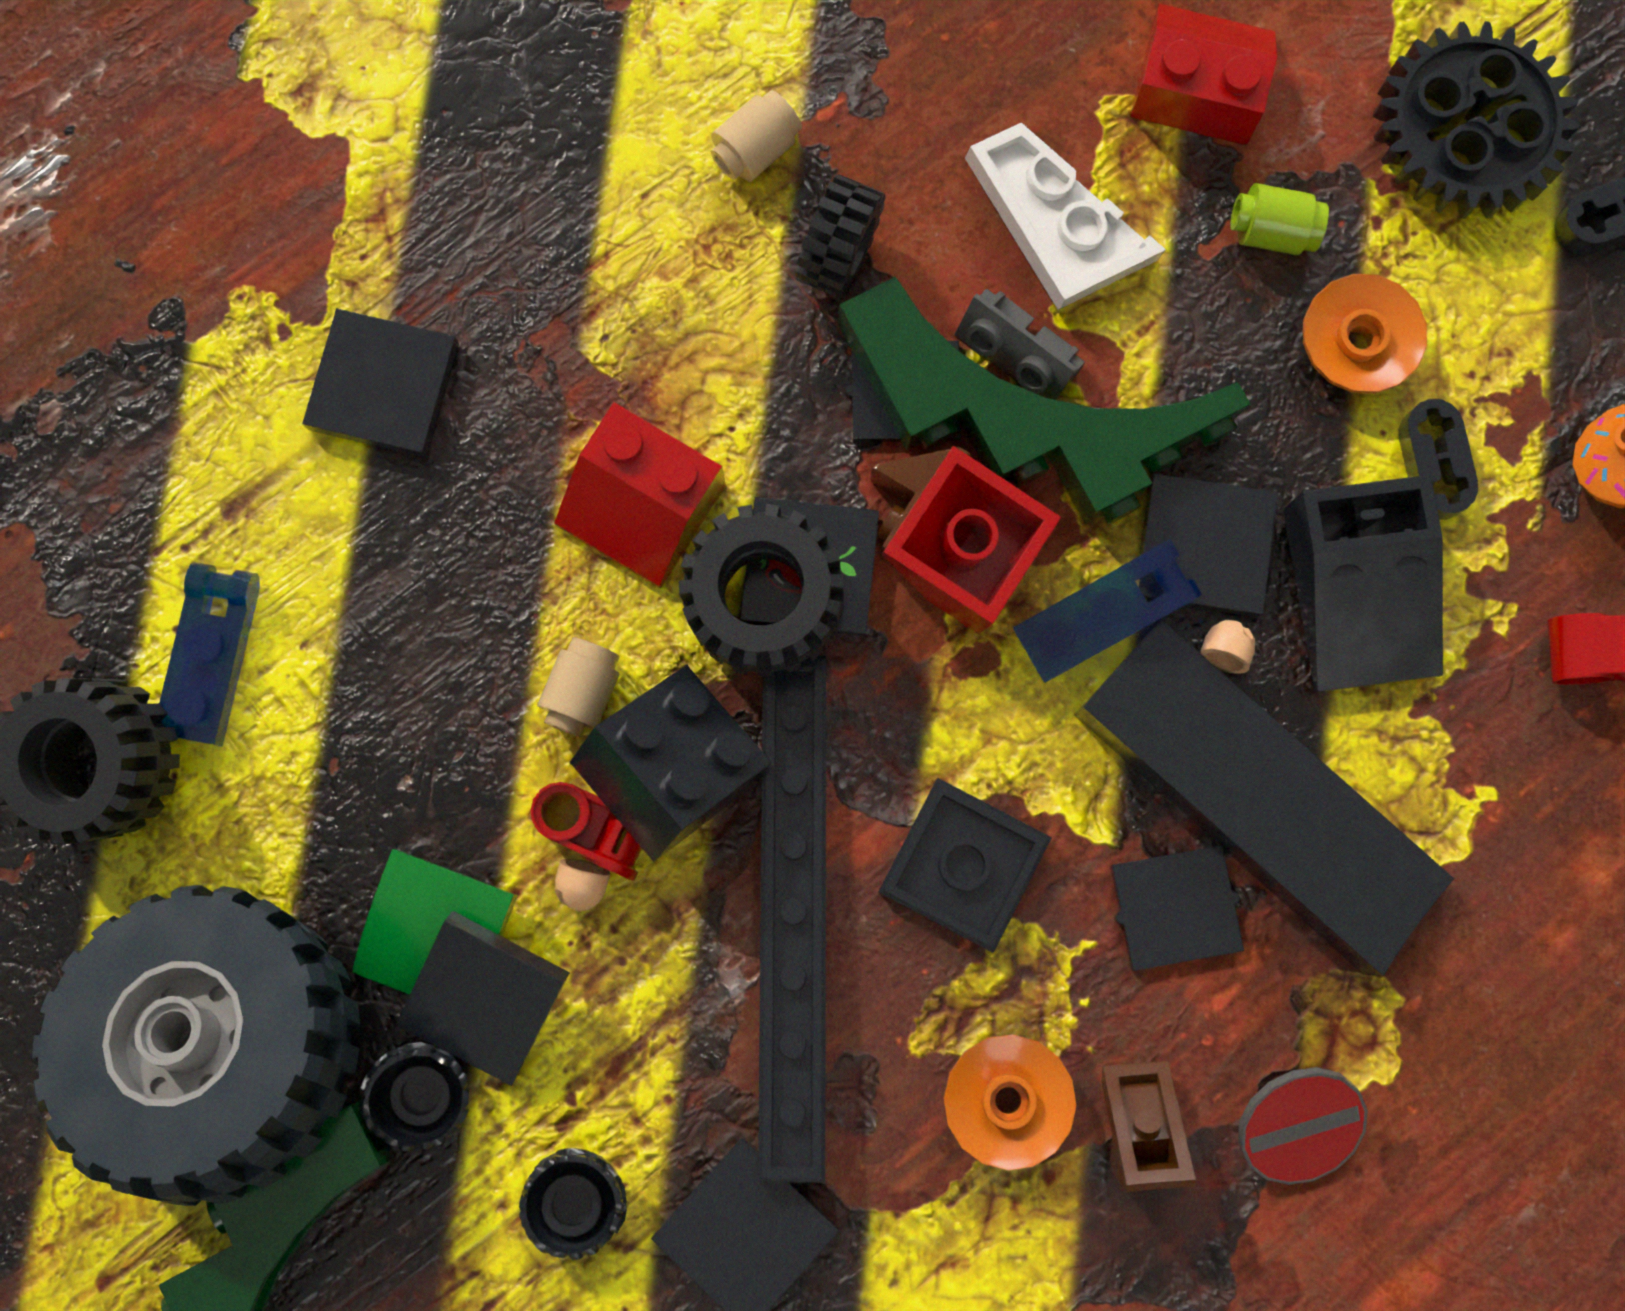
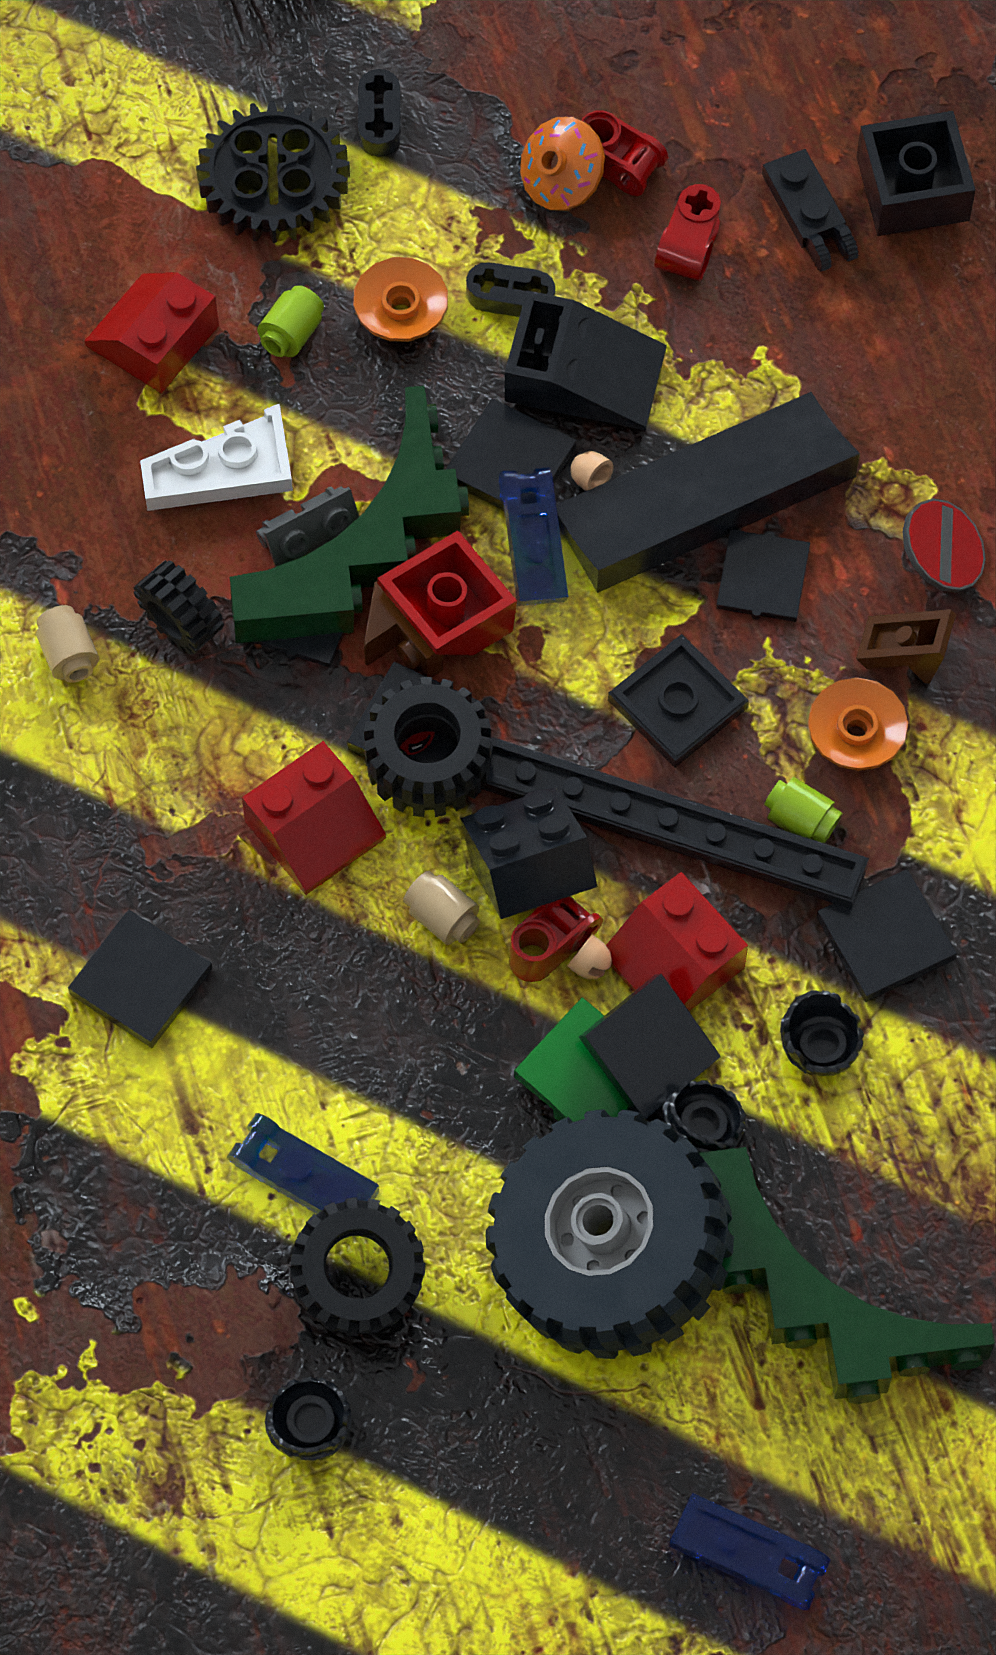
camera: 70 degrees left, 15 degrees down
(625, 984) = (682, 939): none -> red slope
(866, 1074) = (802, 810): none -> lime brick

